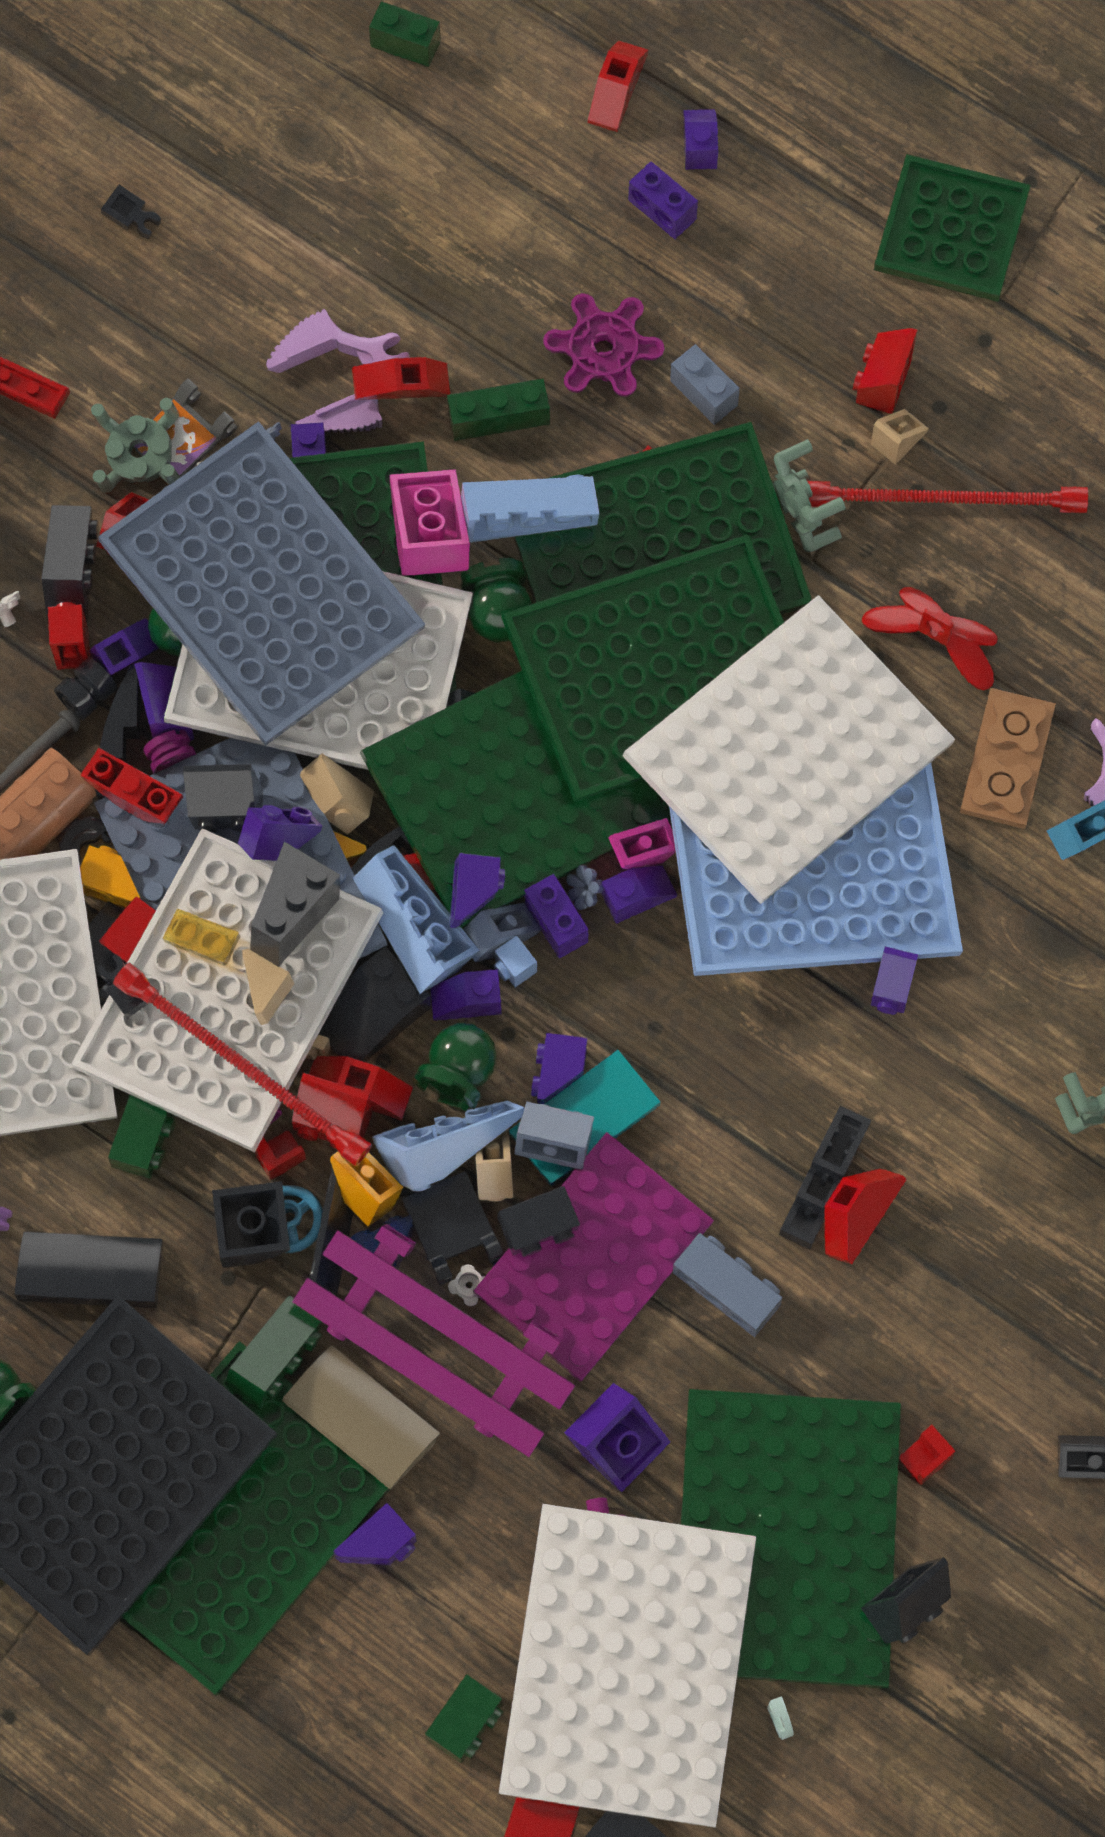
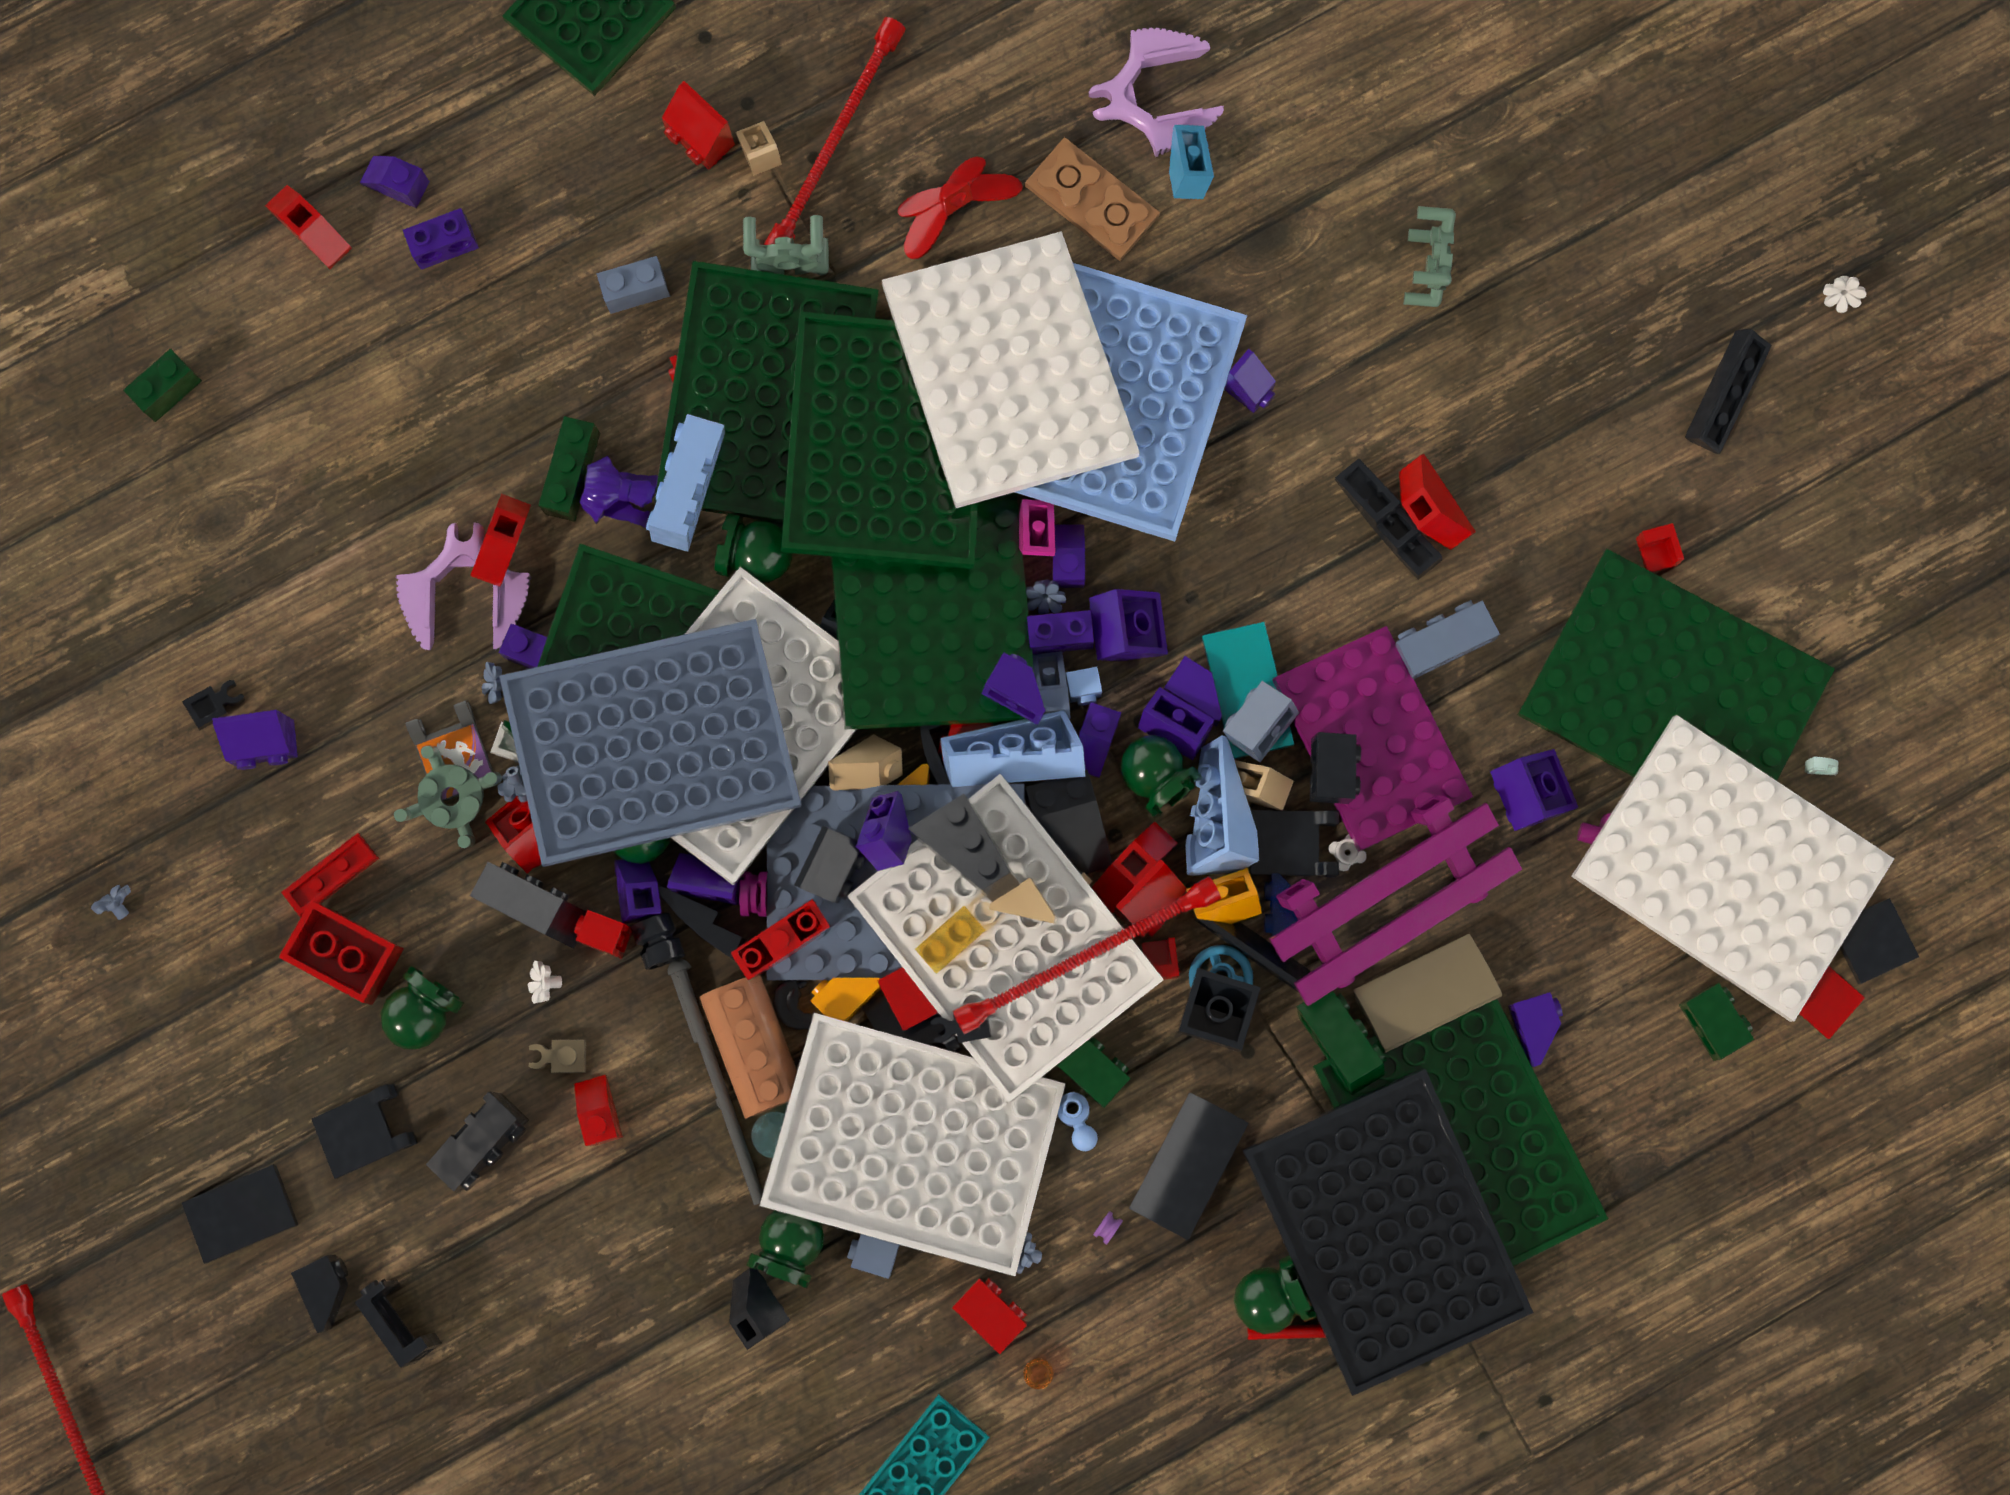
camera: 60 degrees left, 10 degrees up
(73, 1157) = (1084, 1136): none -> light blue plate
(113, 261) = (256, 738): none -> dark purple slope
(429, 522) = (659, 572): dark pink slope -> none
(493, 451) = (610, 491): none -> dark purple piece
(517, 1061) = (1177, 722): none -> dark purple brick
(595, 977) = (1128, 625): none -> dark purple slope
(599, 326) = (545, 333): magenta plate -> none
(910, 1601) = (1779, 618): black slope -> none

